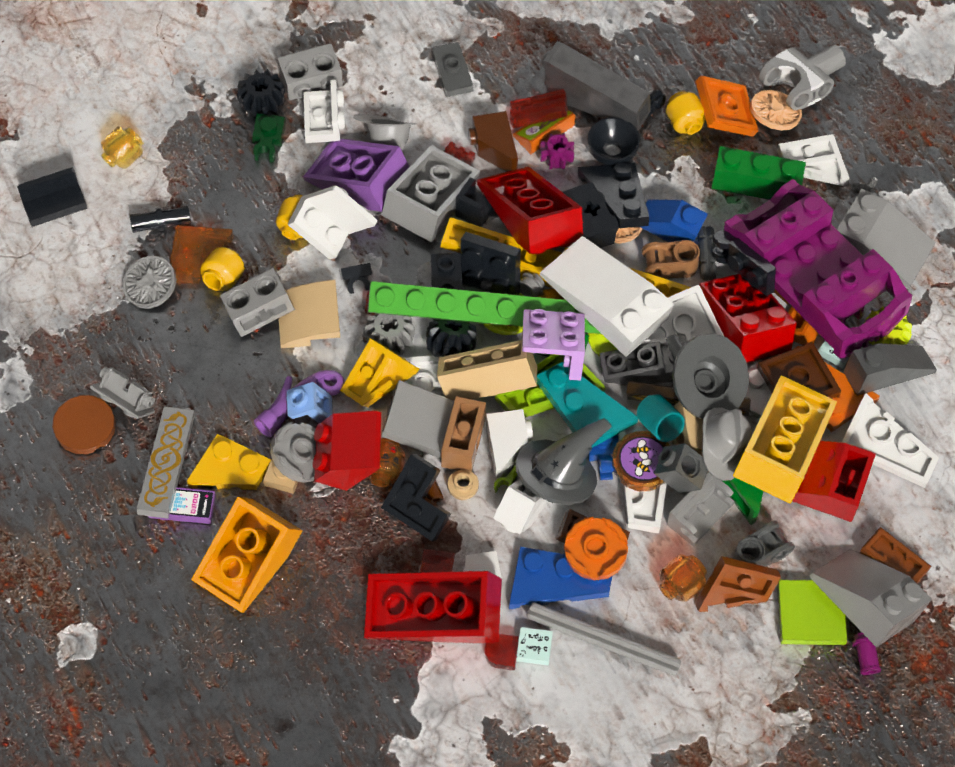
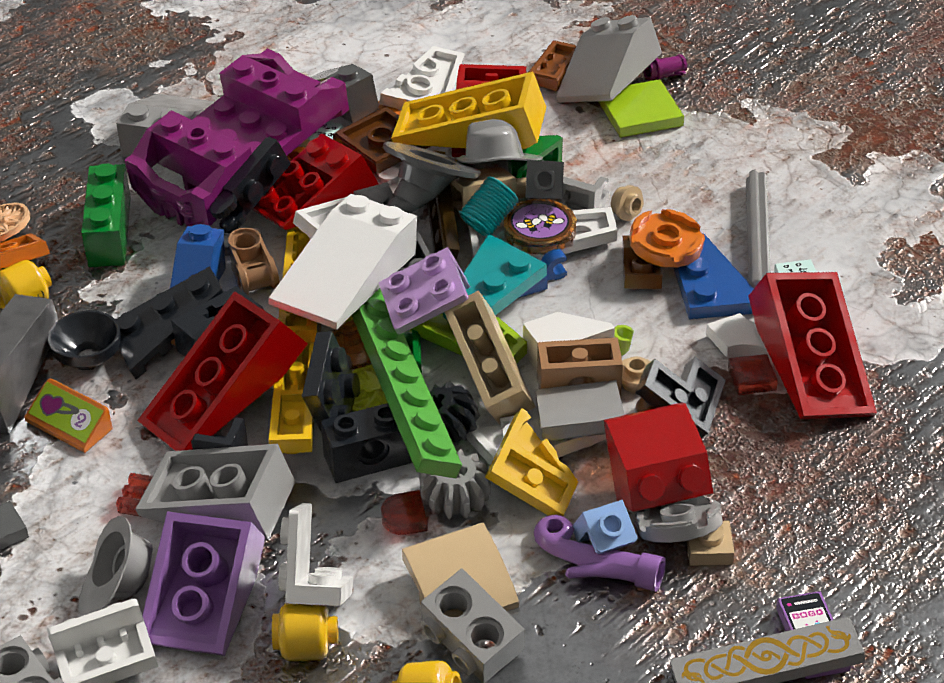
camera: 105 degrees left, 20 degrees down
(229, 466) = (730, 601): yellow wing -> none
(246, 553) = (844, 535): light orange slope -> none
(356, 273) = (376, 541): black tile -> none
(494, 140) = (108, 451): reddish brown slope -> none
(518, 508) = (642, 305): white slope -> none
(538, 108) = (35, 391): clear red tile -> none
(557, 151) = (112, 388): magenta gear -> none
(560, 467) = (576, 279): dark grey piece -> none
(667, 546) = (627, 202): none -> tan plate
(682, 578) = (661, 180): clear orange head -> none
(737, 583) = (640, 136): dark orange wing -> none
(764, 545) = (594, 143): dark grey piece -> none
(821, 158) = (65, 183): white wing -> none
(858, 187) = (92, 149): light grey leg -> none

